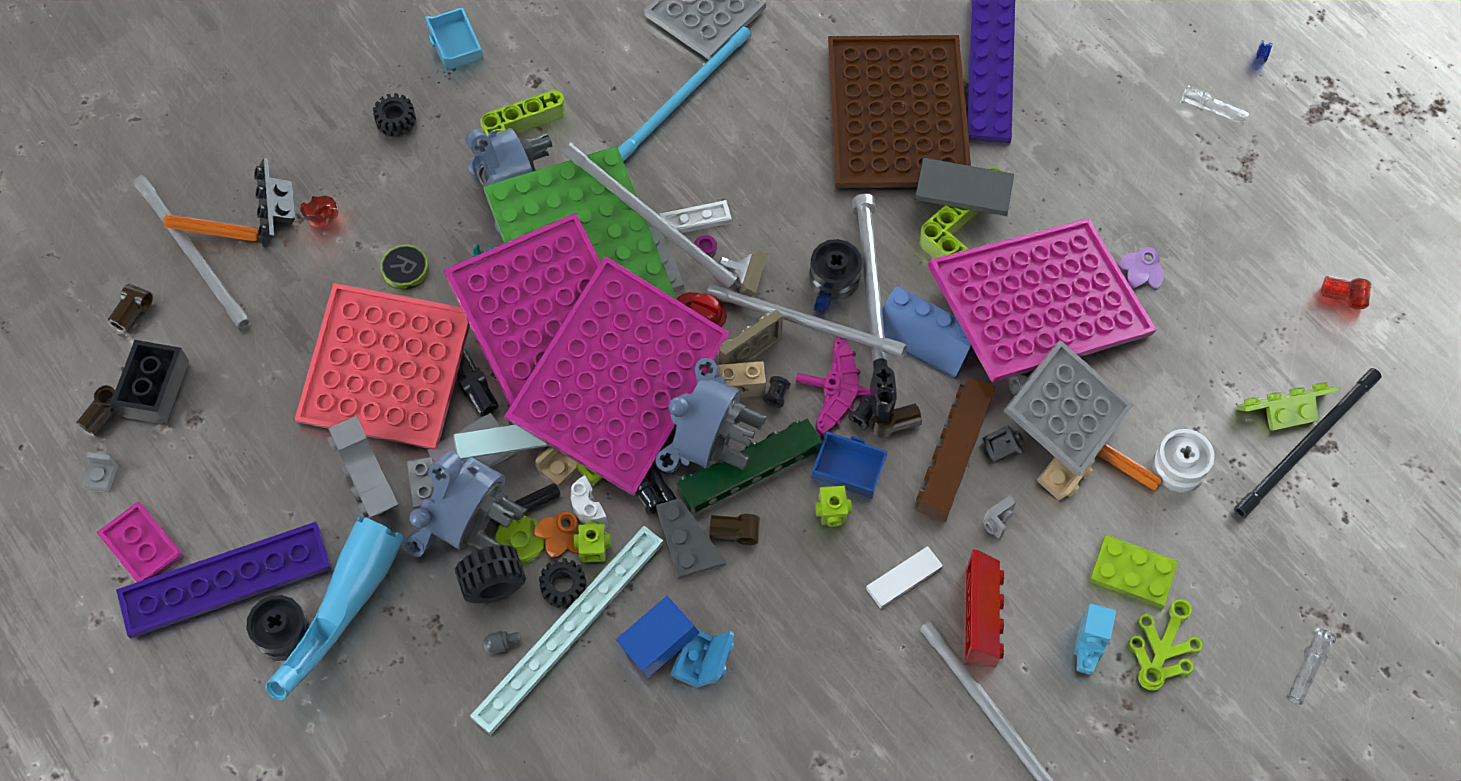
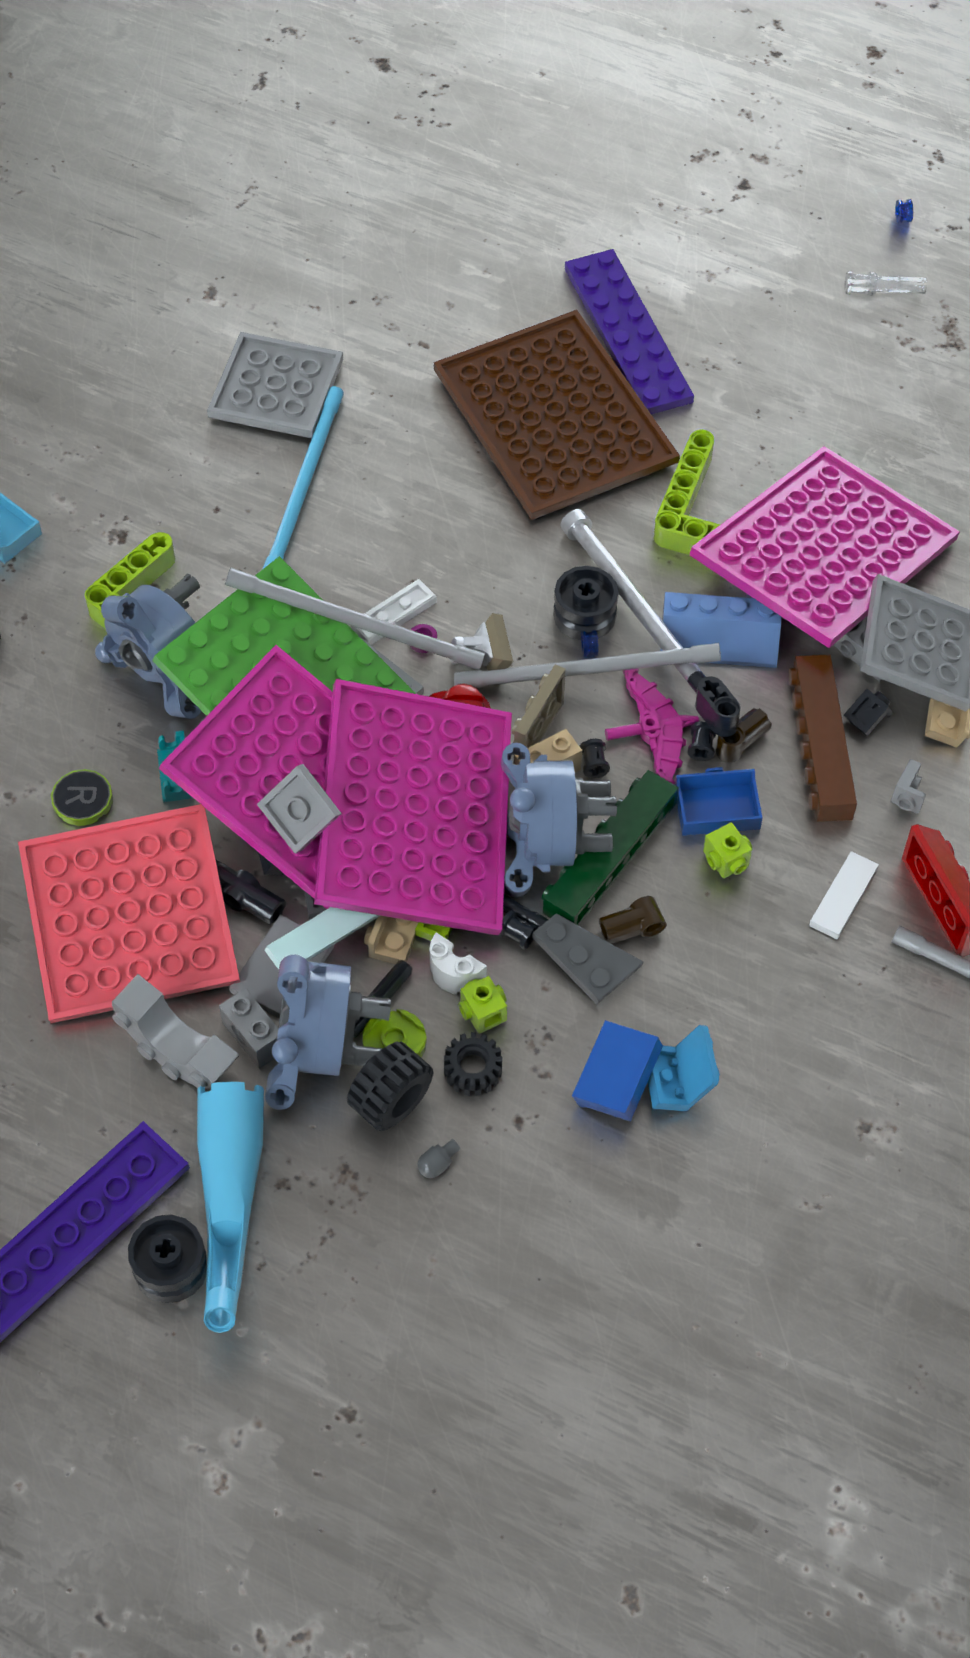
camera: 25 degrees left, 5 degrees down
(525, 343) = (299, 808): none -> light grey tile
(556, 536) = (435, 1015): orange plate -> none
(566, 630) = (506, 1115): light aqua plate -> none
(965, 186) = (678, 461): dark grey tile -> none
(1141, 270) = (907, 478): lavender plate -> none

